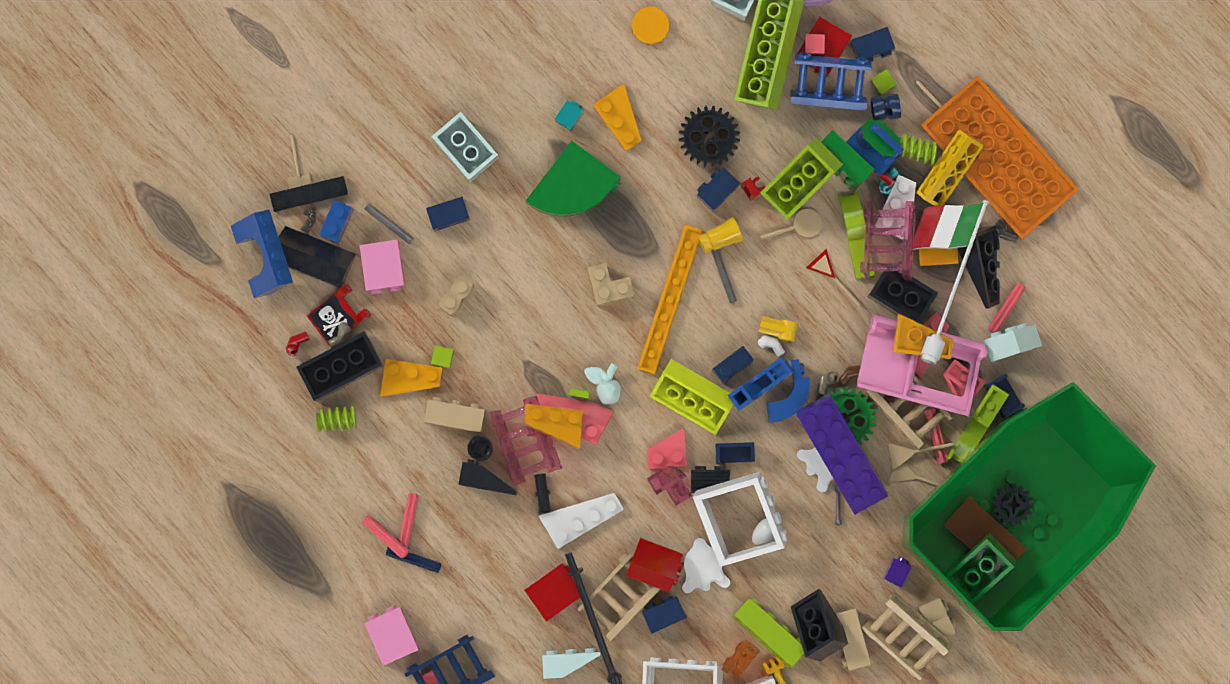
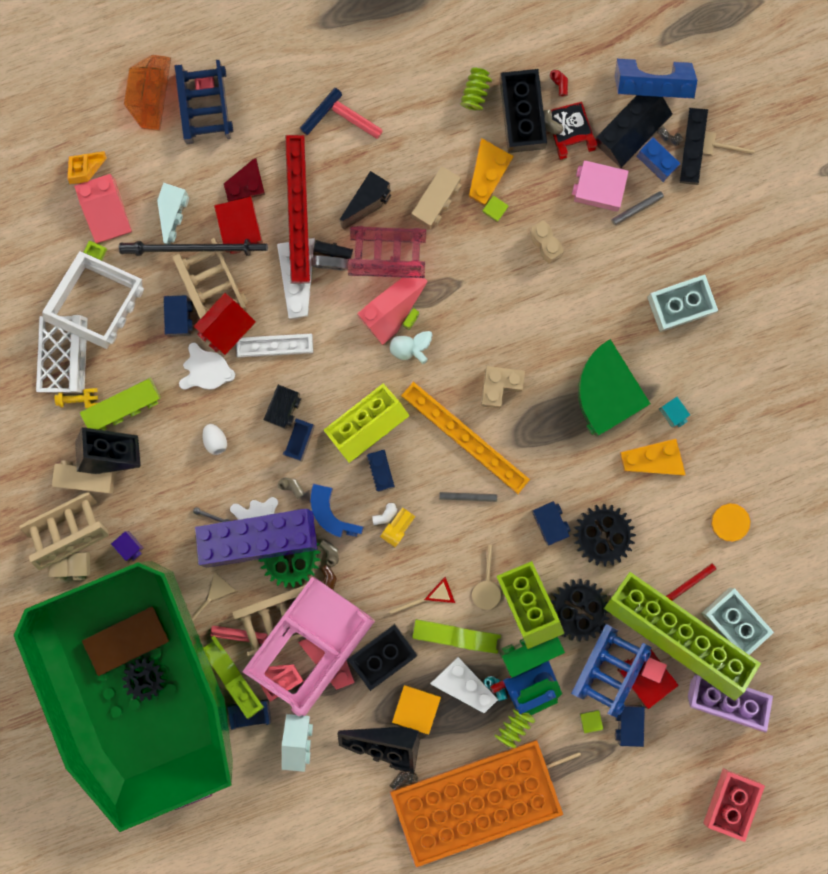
camera: 110 degrees right, 0 degrees up
(385, 536) = (351, 92): coral axle -> none
(391, 635) = (259, 64): bright pink brick -> none
(448, 214) = (625, 264): dark blue panel -> none
(480, 448) = (396, 208): black wheel -> none
(511, 603) = (245, 183): none -> dark red wing
(517, 542) = (297, 209): none -> red tile
(556, 491) = (330, 263): none -> flat silver beam
(557, 422) = (391, 283): light orange wing -> none
(654, 512) = (274, 345): none -> white tile
(668, 452) = (324, 380): coral wing -> none
(670, 480) = (296, 370): clear pink brick -> none
(711, 526) = (234, 390): white window -> none
(720, 40) = (691, 582): none -> red bar
(721, 236) = (505, 507): yellow plant -> none
(740, 660) = (105, 367): clear orange plate -> none
(751, 189) = (539, 554): red tile -> none
(761, 383) = (352, 489): blue arch -> none
(770, 130) = (588, 594): none -> black gear
(778, 442) = (291, 484): none -> dark tan arm
(886, 107) = (566, 713): dark blue wheel -> none
(901, 454) = (235, 594): tan piece -> none
(904, 248) = (424, 675): clear pink fence -> none
(912, 335) = (331, 655): light orange wing -> none
(946, 167) = (486, 748): yellow fence -> none
(947, 229) = (426, 726): flag -> none
(981, 568) = (95, 624): green brick -> none
(1006, 308) = (331, 751): coral axle -> none

